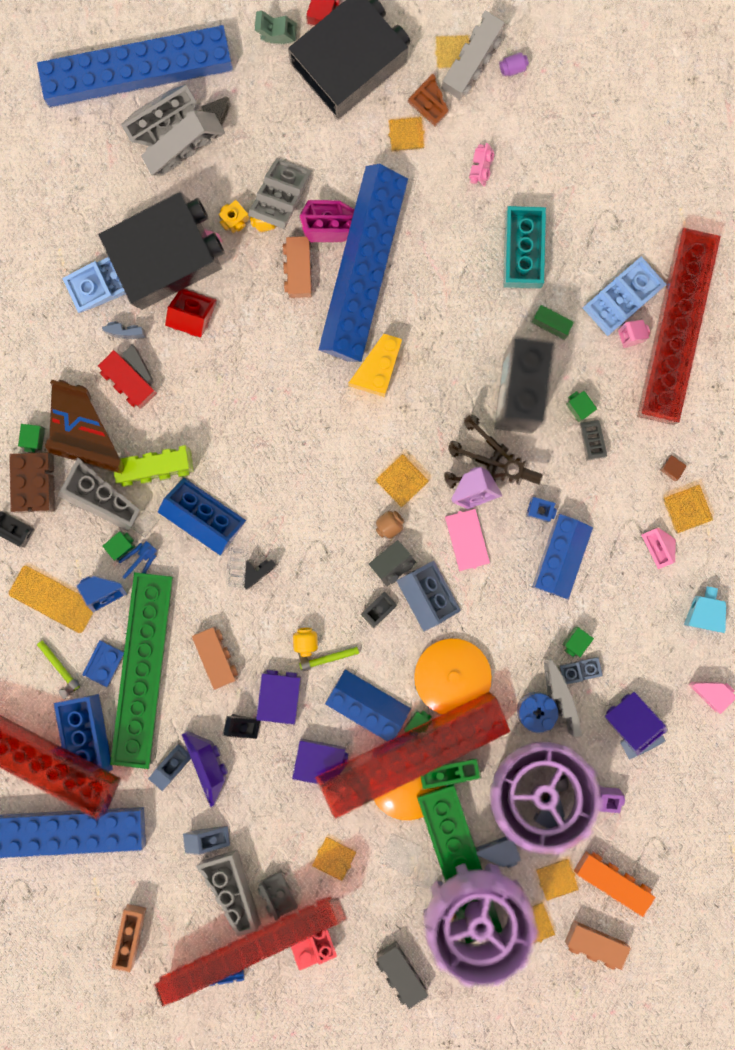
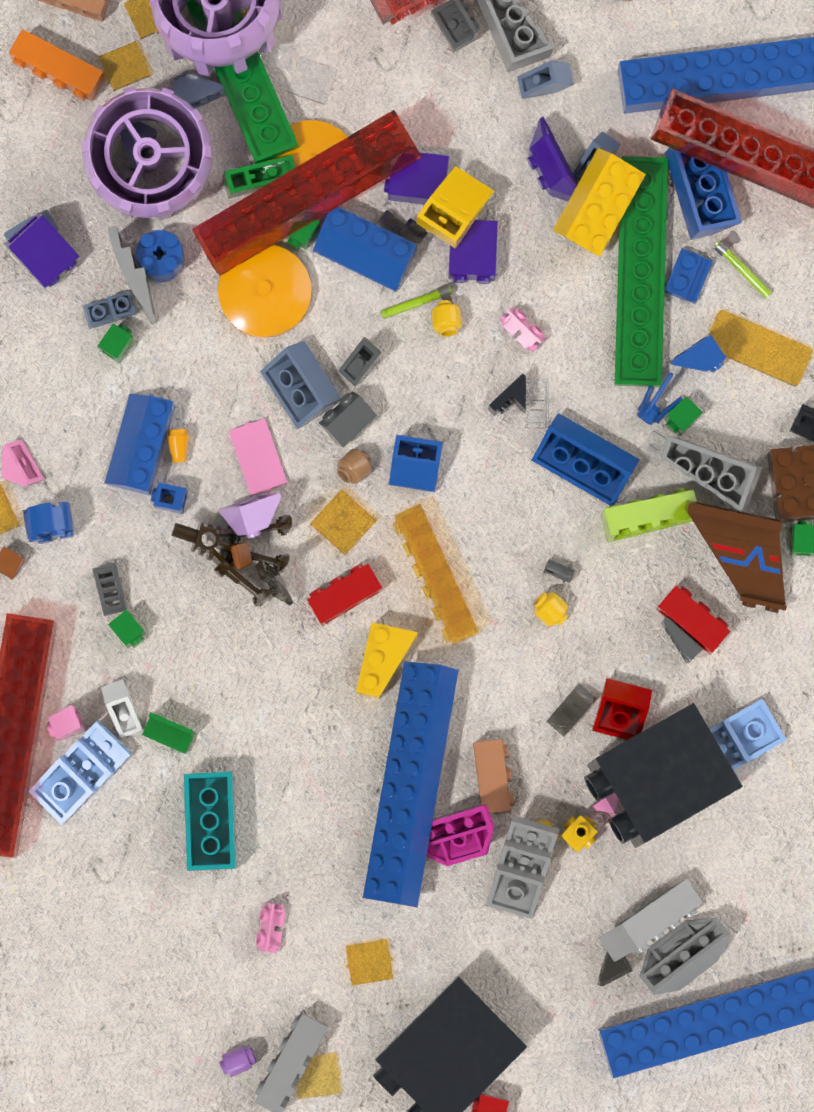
camera: 175 degrees right, 5 degrees down
(118, 330) = (710, 680): sand blue slope -> none
(170, 728) = (599, 202): none -> yellow brick
(215, 657) = (553, 292): nougat brick -> none
(230, 316) = (571, 709): none -> clear smoke slope
(230, 427) = (559, 571): none -> dark grey pin
(240, 396) = (550, 609): none -> yellow head
(241, 727) = (515, 213): black slope -> none
(247, 635) = (517, 322): none -> bright pink hinge
(275, 30) = (546, 1083): sand green brick -> none
(290, 733) = (454, 206): none -> yellow slope
(330, 431) = (436, 575): none -> clear yellow brick
(330, 717) = (410, 231): none -> clear smoke slope
(334, 858) = (391, 70): clear yellow piece -> none
(339, 522) = (415, 463): none -> blue slope
(405, 421) = (344, 594): none -> red brick
(429, 101) = (342, 1005): dark orange wing -> none
(460, 433) = (274, 580): none -> clear smoke slope
(487, 454) = (241, 555): none -> dark orange slope
(524, 385) = (202, 634): black brick -> none
(531, 554) = (178, 444): none -> light orange cone
(589, 343) = (121, 708): none -> white slope
(612, 799) = (67, 161): medium lavender brick -> none
(641, 495) = (48, 522): none -> blue brick

